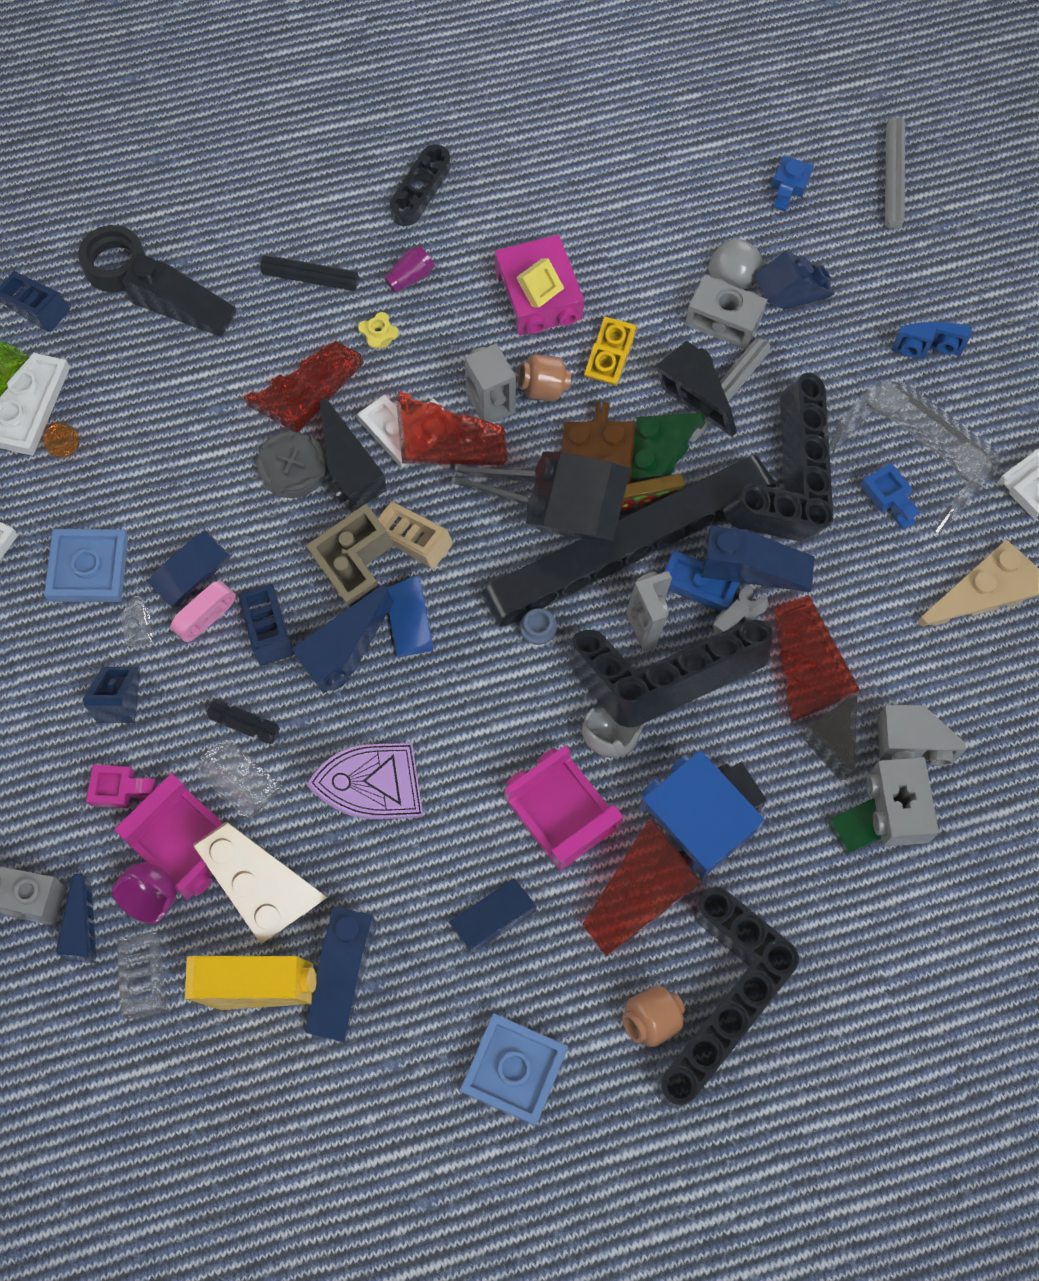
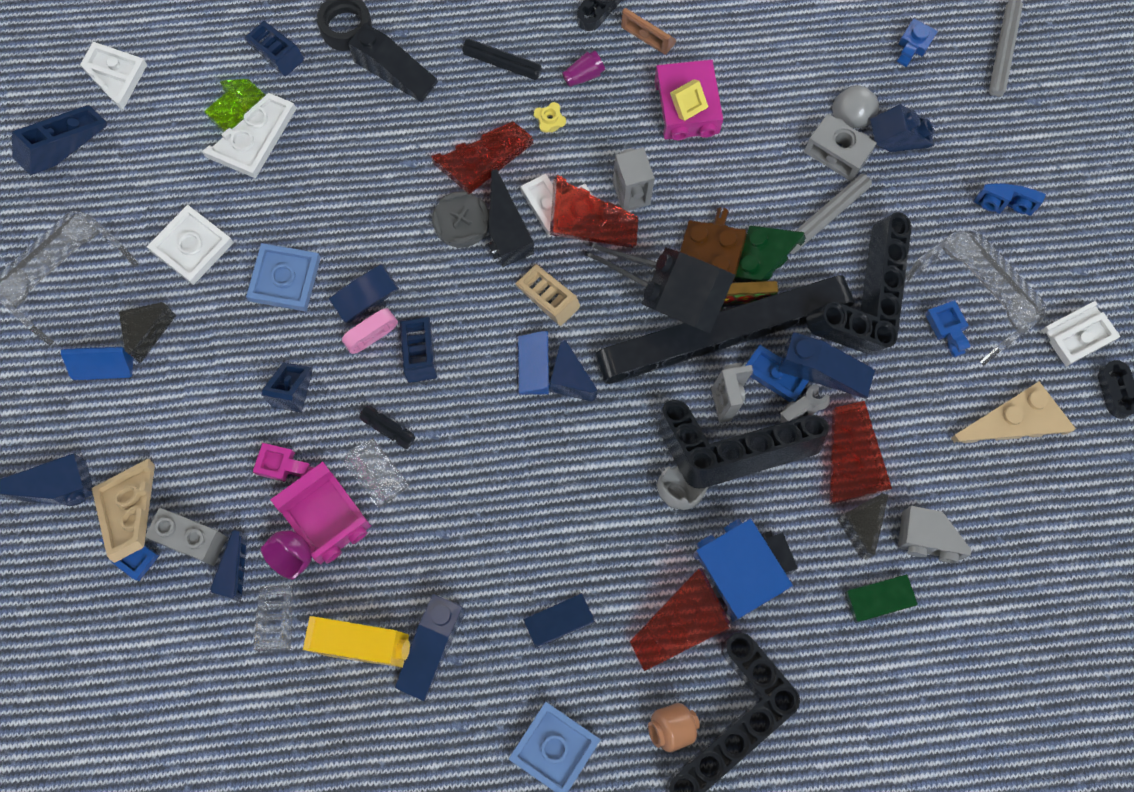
camera: 10 degrees right, 5 degrees up
(61, 440) = (279, 169): clear orange plate -> none
(136, 623) = (315, 332): clear slope -> none
(256, 882) = (375, 562): wing -> none
(339, 645) = (475, 377): dark blue slope -> none
(348, 549) = (489, 304): dark tan brick -> none
(370, 782) = (480, 495): lavender shield -> none
(456, 625) = (570, 377): none -> dark blue slope
(476, 216) = (647, 32): none -> nougat slope
(538, 626) = (637, 389): sand blue plate -> none
(543, 377) = (678, 180): nougat head -> none
(561, 807) = (629, 542): dark pink panel -> none
(610, 351) = (738, 165): yellow slope -> none
(693, 380) = (802, 203): black slope -> none
(911, 785) = (918, 575): light grey brick -> none

